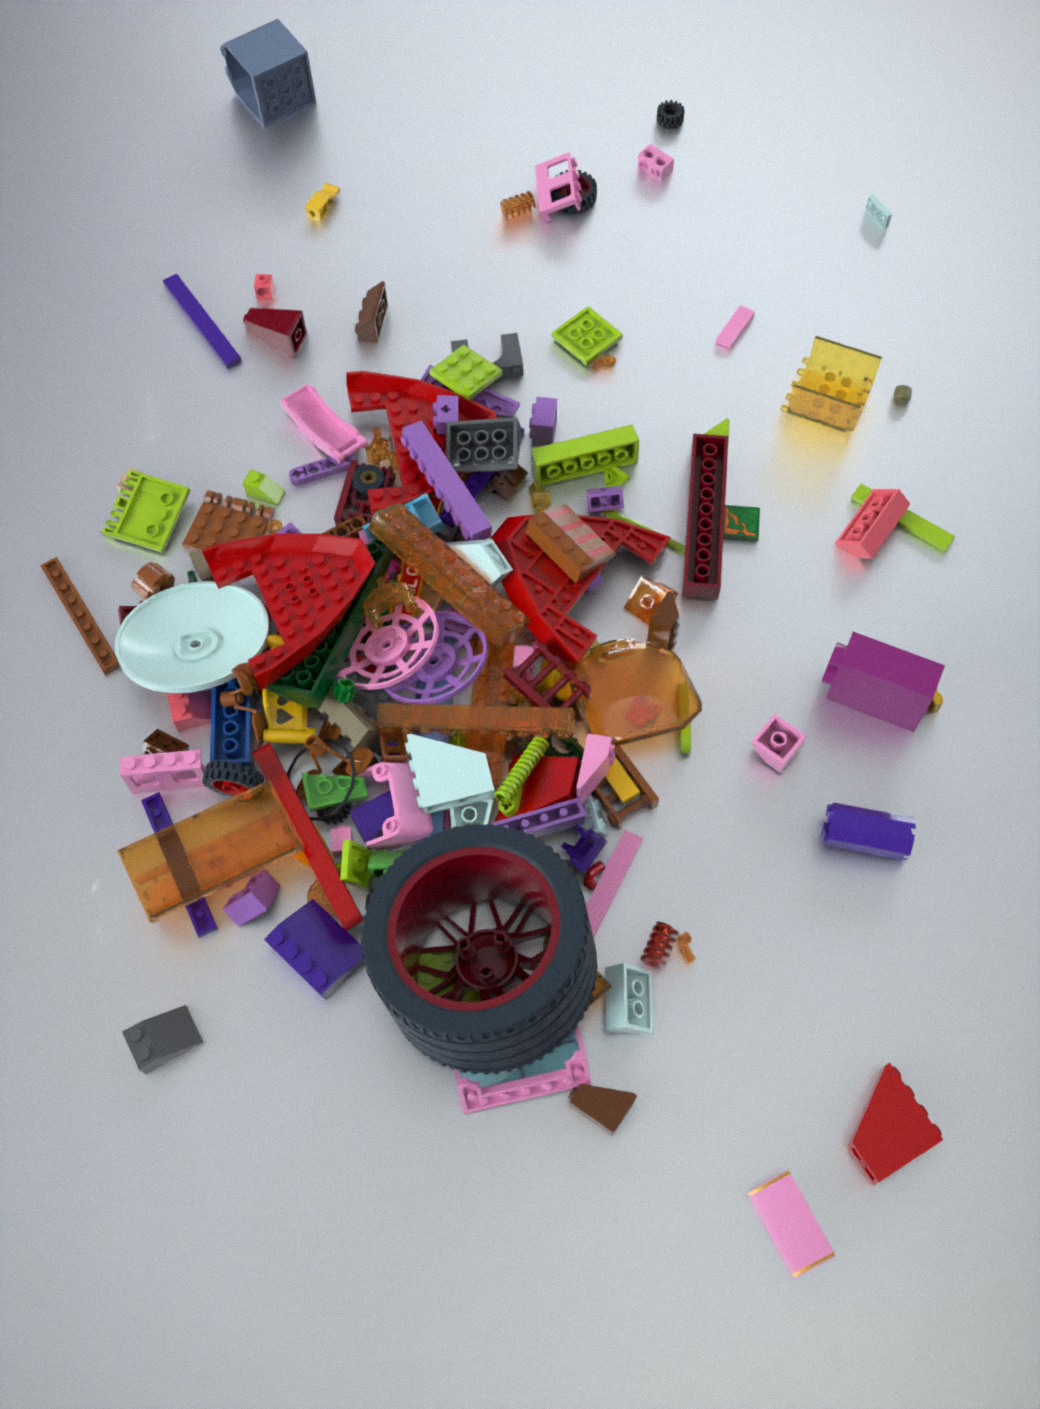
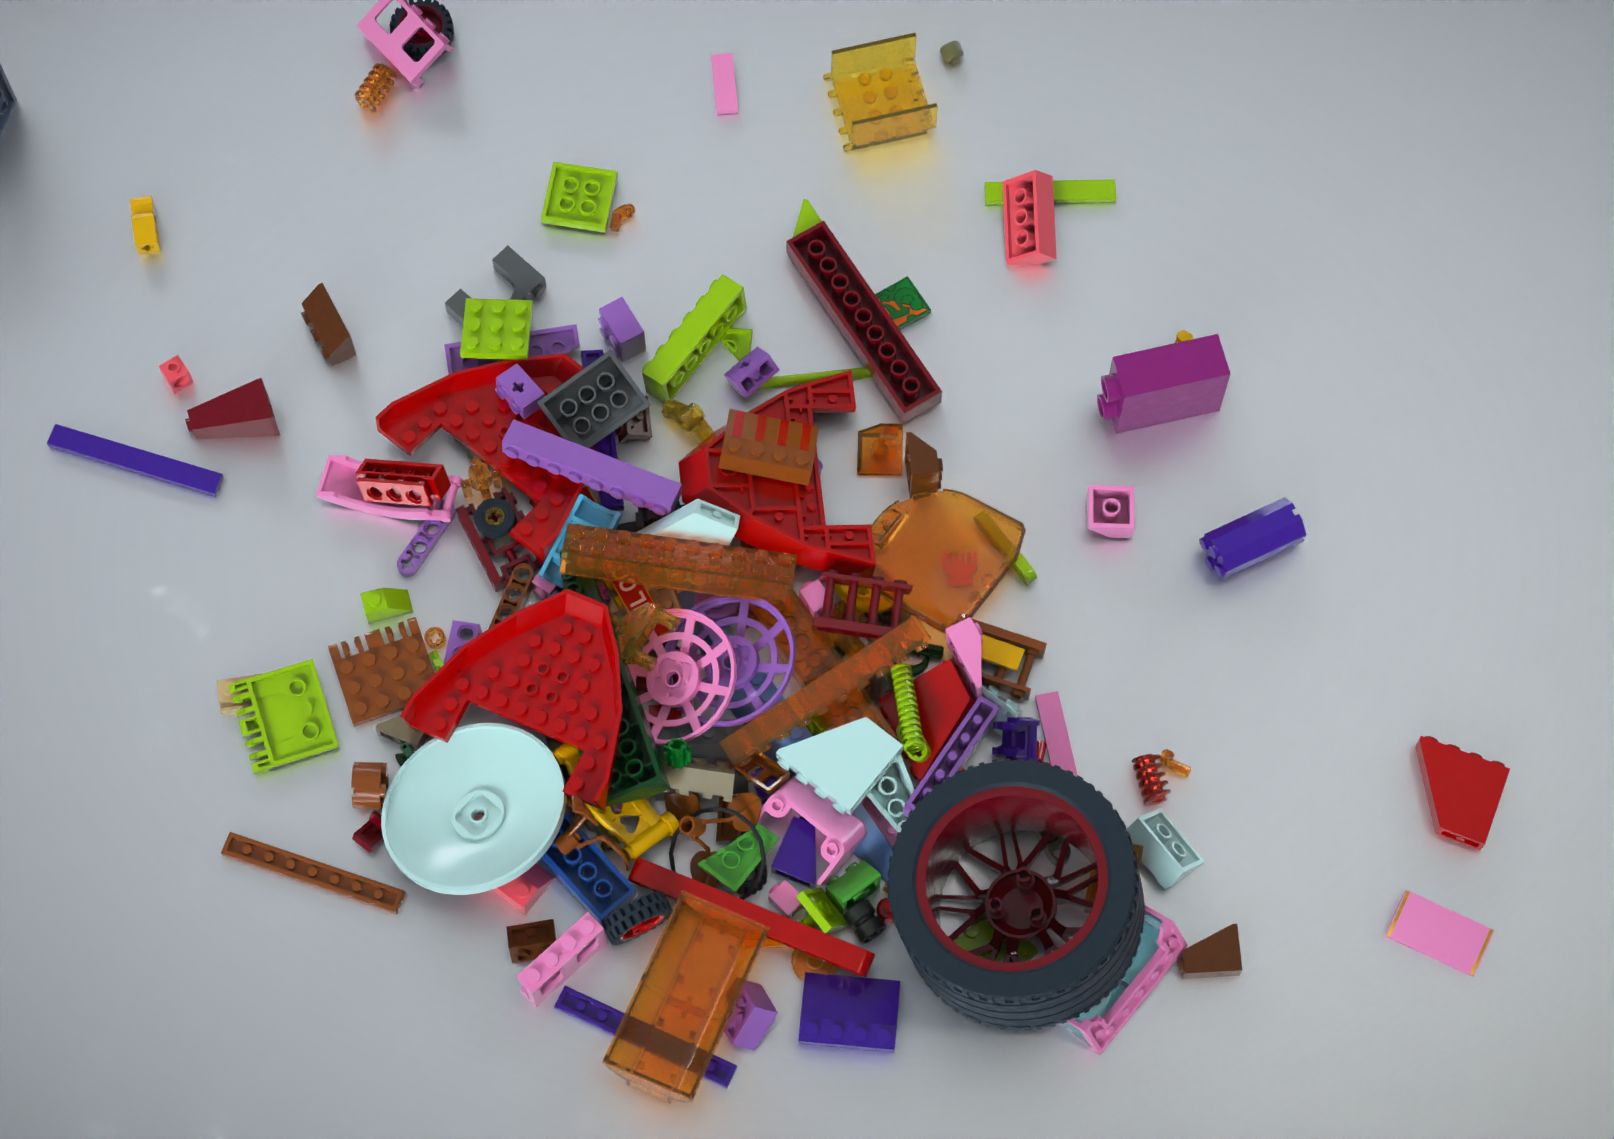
camera: 40 degrees left, 5 degrees up
(330, 420) = (402, 480): none -> red brick

